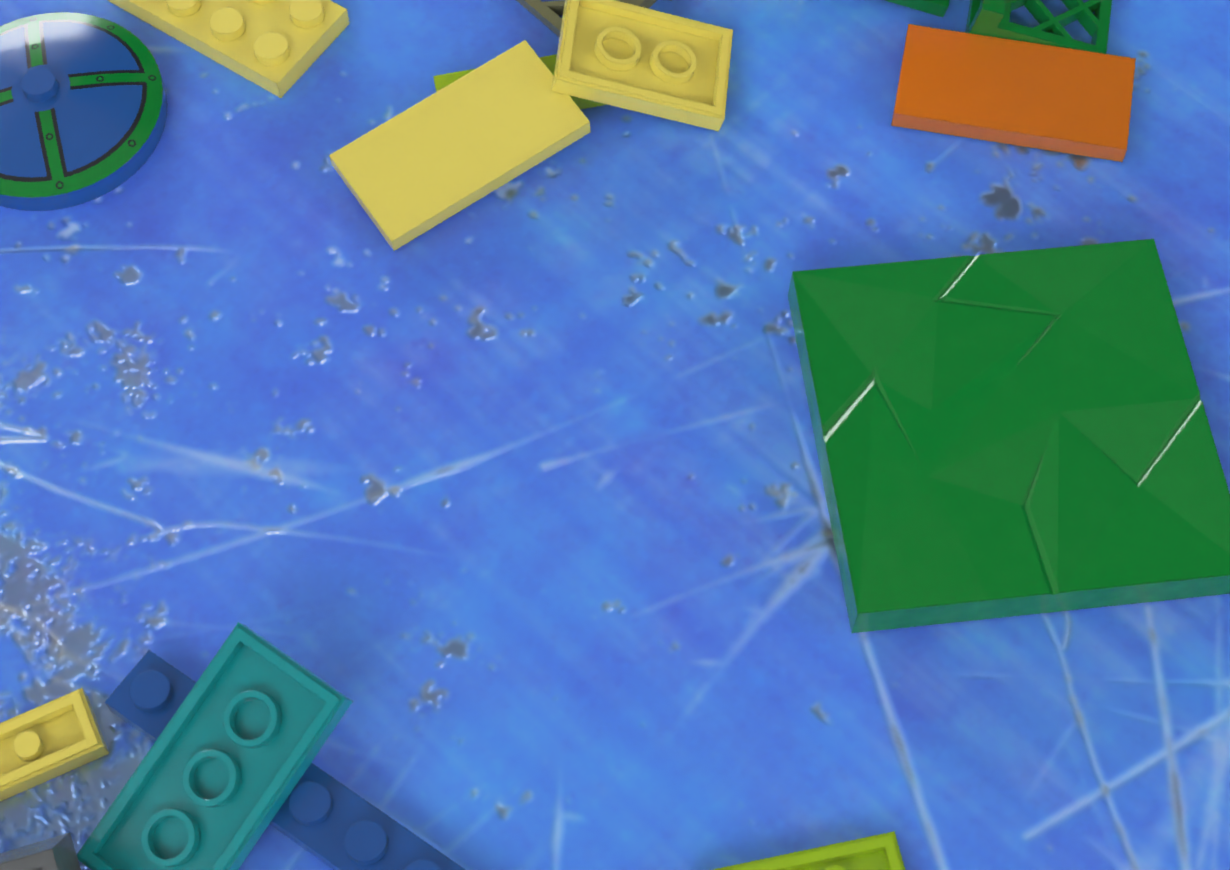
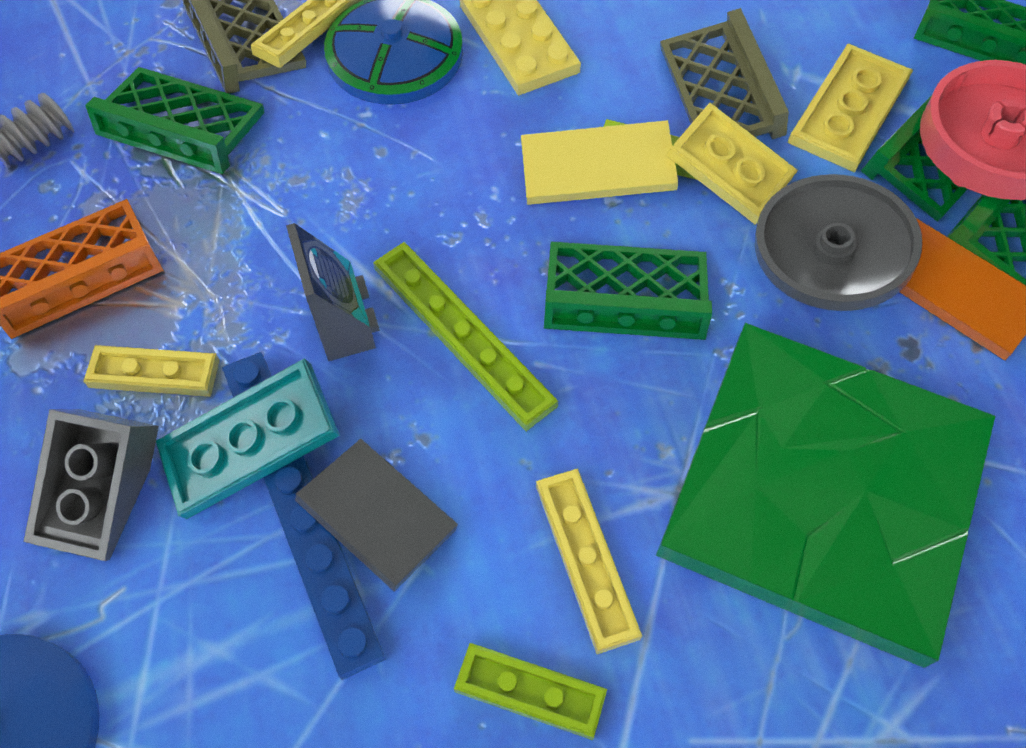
camera: 30 degrees right, 0 degrees up
(216, 520) = (333, 296): none -> dark grey slope
(420, 476) = (466, 336): none -> lime tile
(461, 779) = (376, 514): none -> dark grey tile
(625, 332) = (627, 311): none -> green fence
(770, 686) = (588, 562): none -> light yellow tile
(842, 106) = (838, 242): none -> dark grey dish

